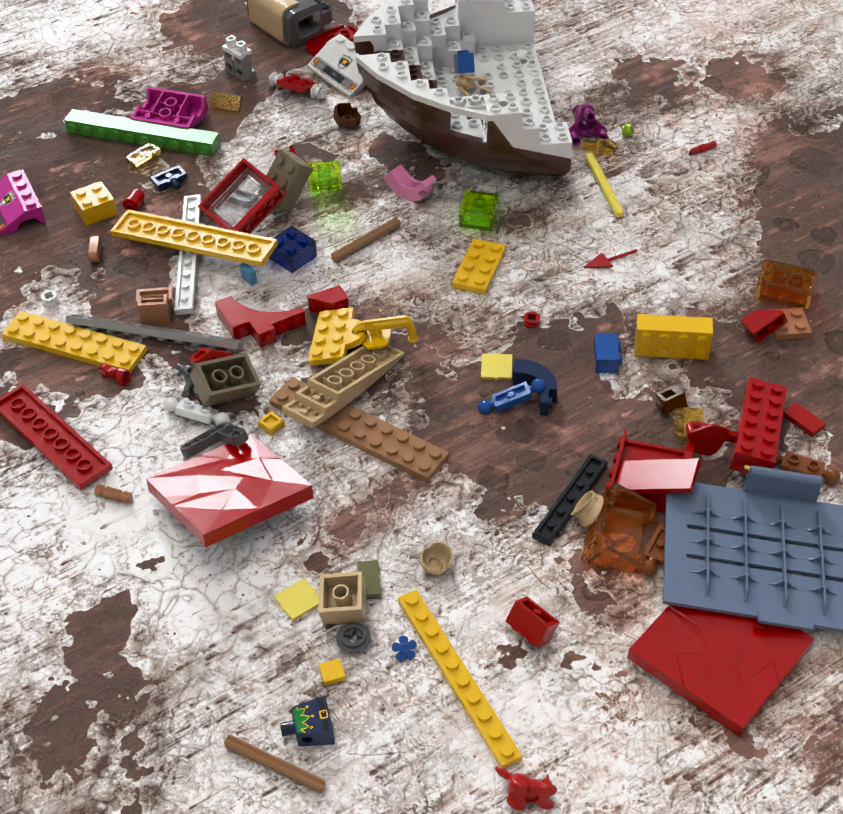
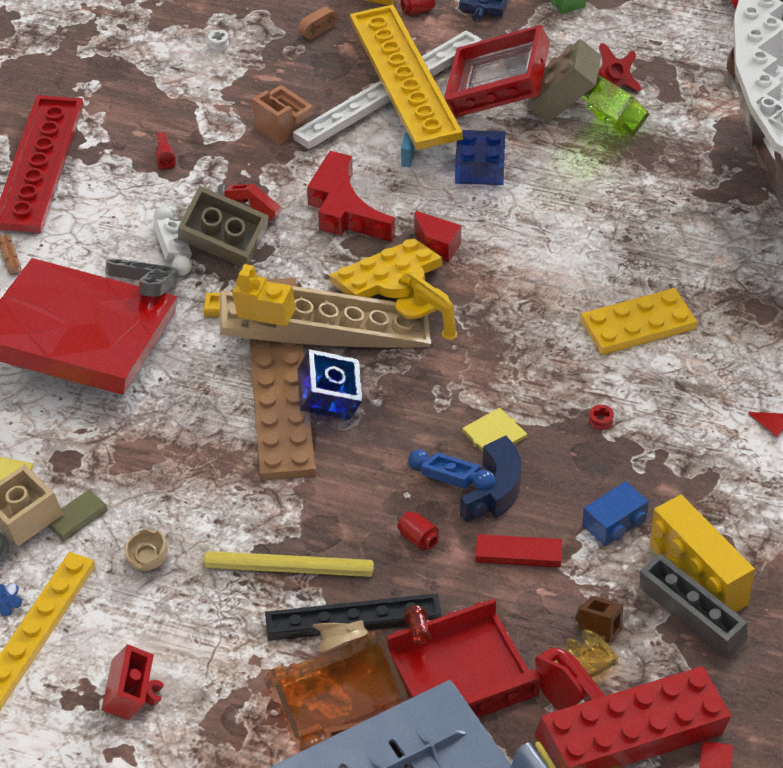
camera: 50 degrees right, 0 degrees up
(73, 341) = (179, 98): yellow plate -> none
(161, 333) = (251, 141): light grey plate -> none
(323, 388) = (262, 300): none -> yellow hinge
(365, 240) = (568, 204): medium nougat axle -> none
(400, 407) = (329, 385): none -> clear blue brick
(406, 186) = (692, 178): bright pink arch -> none
(479, 210) = (720, 262): clear neon green brick -> none
(505, 504) = (288, 563): none -> light yellow axle
(540, 435) = (418, 530): none -> red brick
(590, 405) = (518, 550): none -> red tile
(615, 468) = (416, 619): none -> clear red pin
(659, 476) = (442, 669): tile -> none
(699, 359) = (693, 605): none -> dark grey brick

